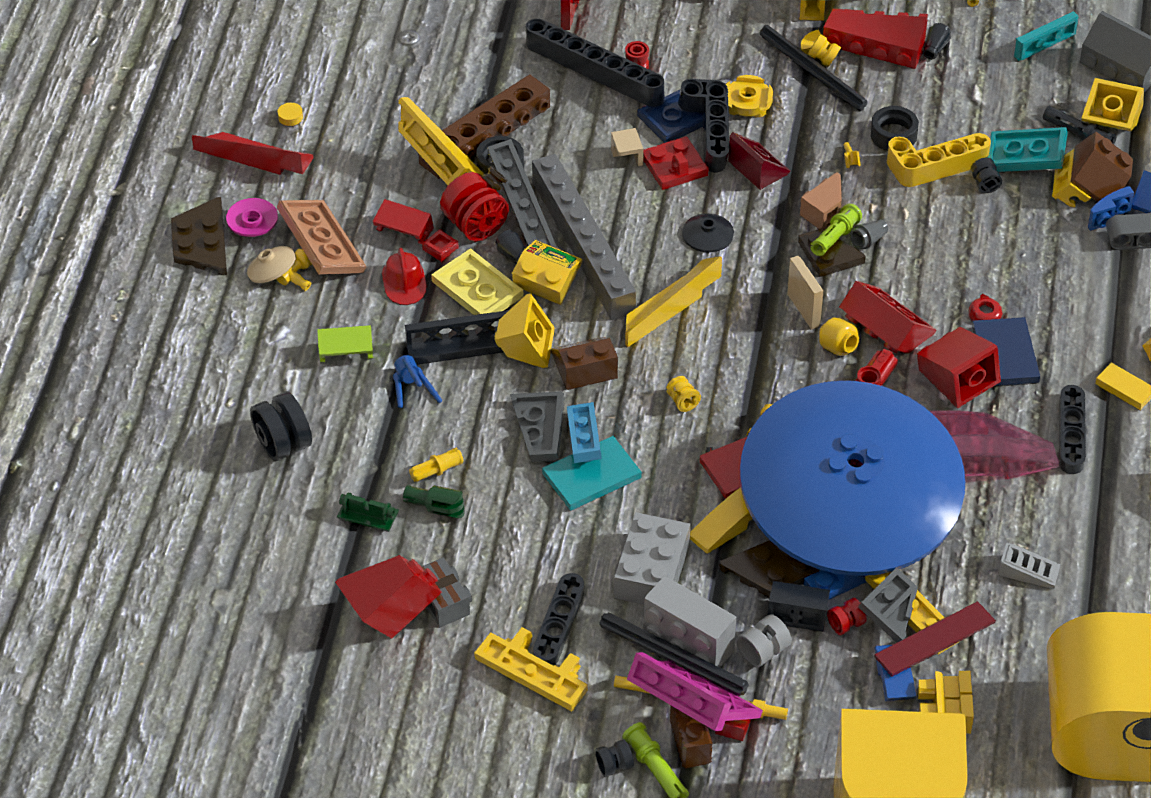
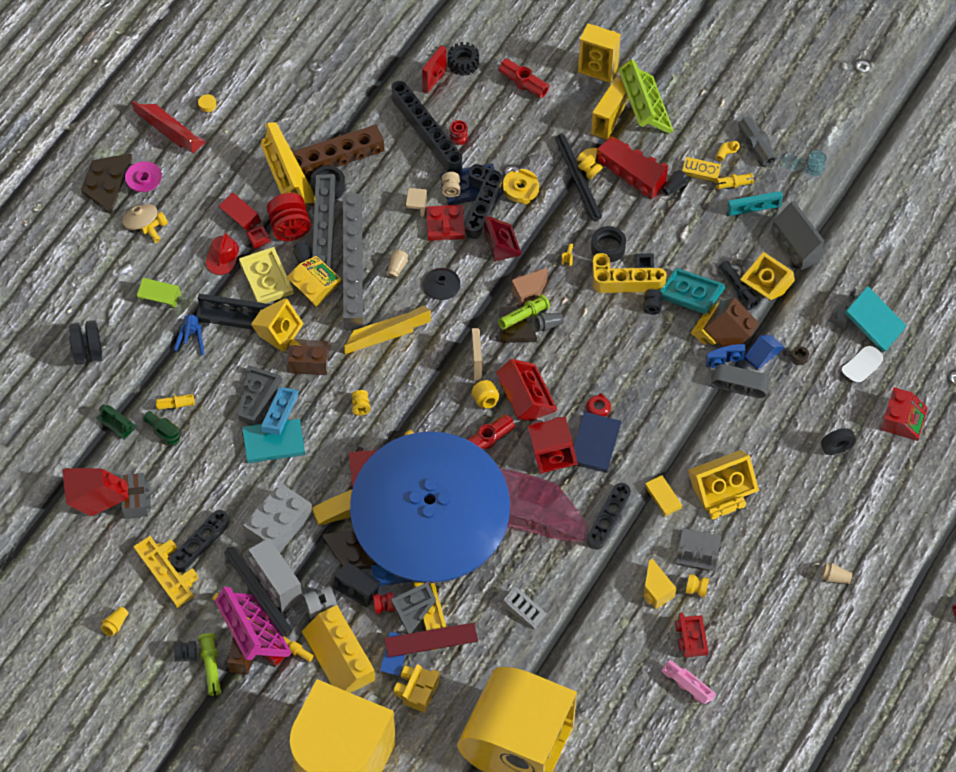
camera: 20 degrees right, 10 degrees up
(321, 236) = (181, 206): nougat tile -> none
(494, 178) = (308, 201): dark brown bush -> none
(496, 754) = (113, 623): none -> yellow cone
(640, 222) = (397, 263): none -> tan cone
(665, 118) = (450, 184): none -> tan wheel
(815, 687) = (338, 651): none -> yellow slope
(946, 133) = (644, 260): none -> black slope
(960, 18) = (701, 169): none -> yellow tile
(1006, 20) = (734, 181): none -> yellow pin

